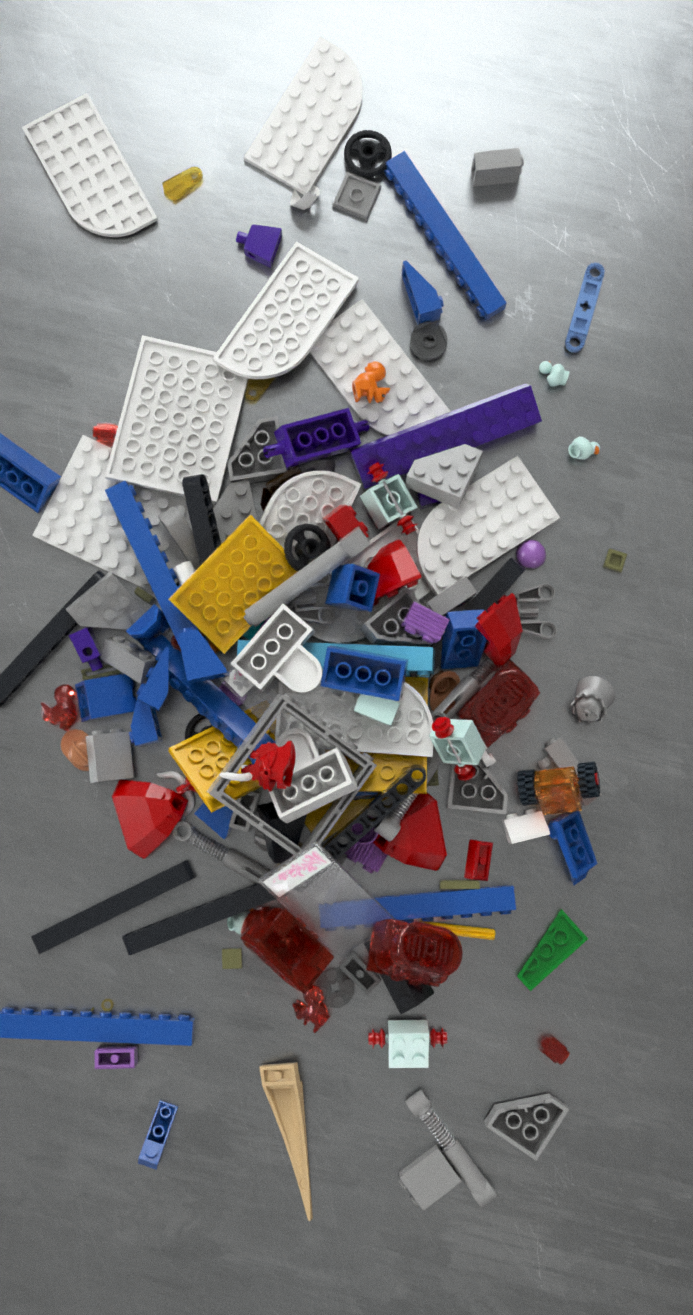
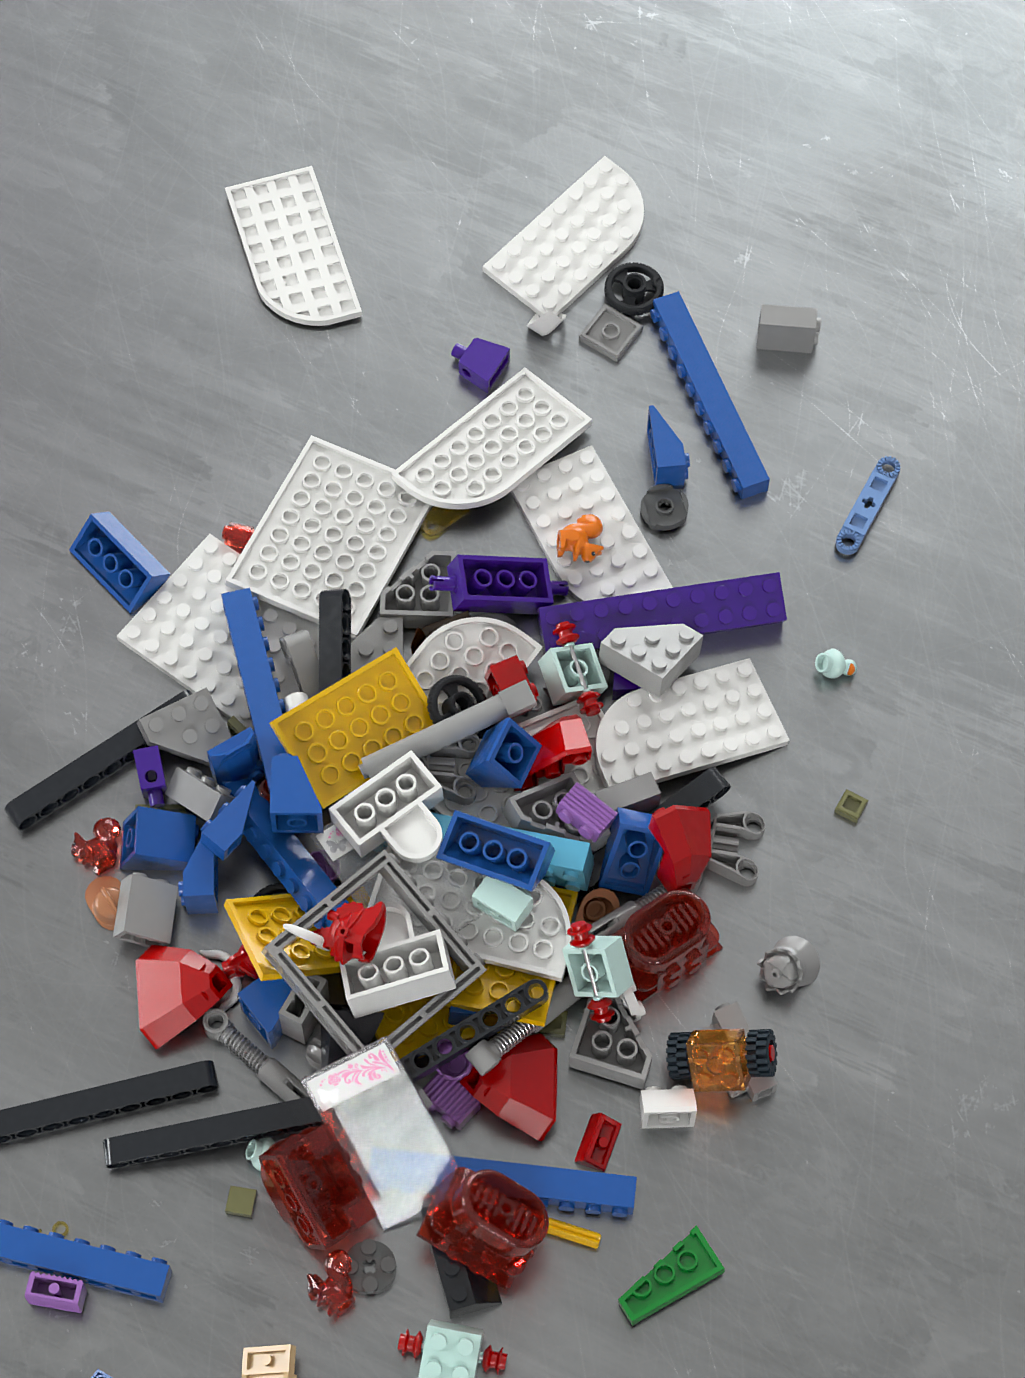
camera: 10 degrees right, 20 degrees down
(181, 183) = (400, 282): clear yellow piece -> none
(356, 970) = (407, 1248): dark grey brick -> none
(459, 884) = (560, 1161): olive tile -> none
(531, 554) = (744, 777): medium lavender hair -> none
(558, 374) = (815, 574): light aqua animal -> none
(574, 843) = (729, 1142): blue slope -> none

